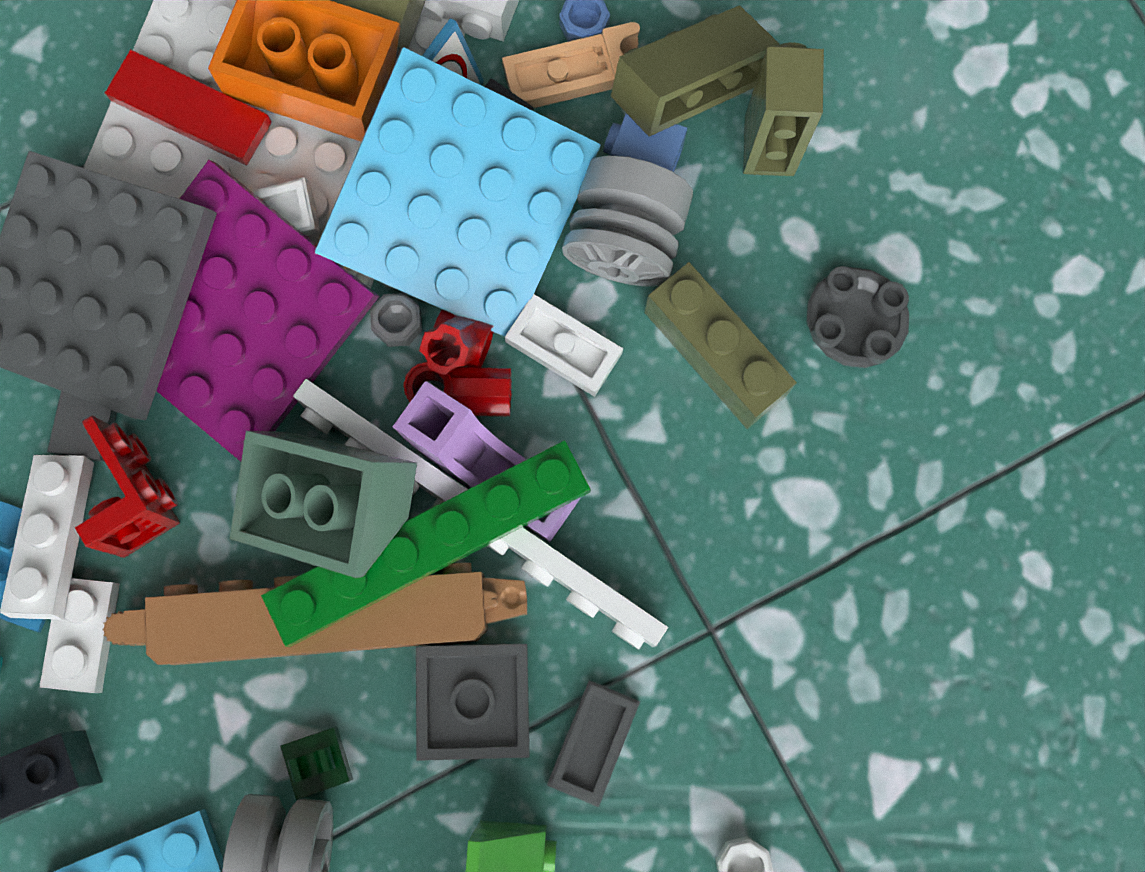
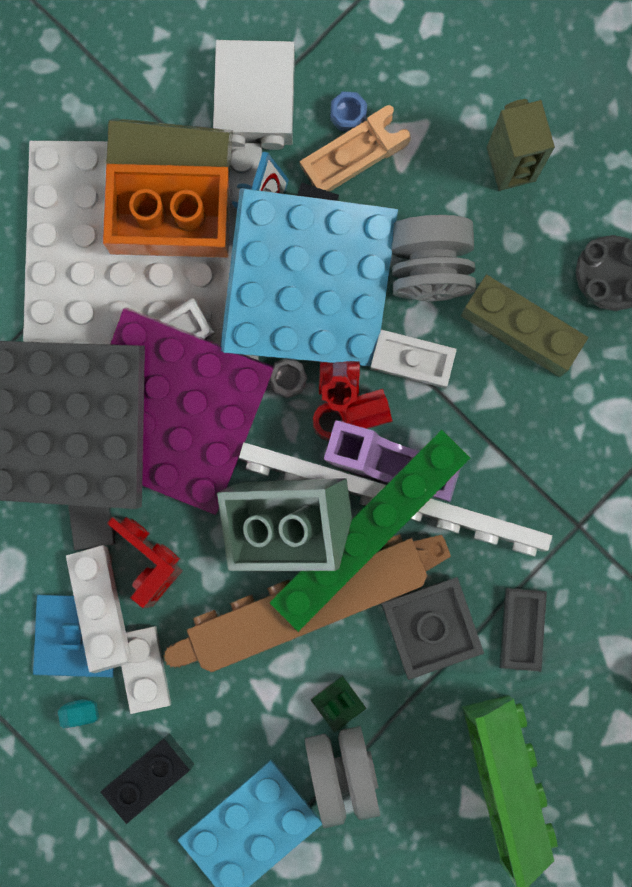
camera: 15 degrees left, 5 degrees up
(188, 107) = (87, 271): red tile -> none
(631, 141) = (424, 195): medium blue brick -> none
(691, 70) = (443, 129): olive brick -> none

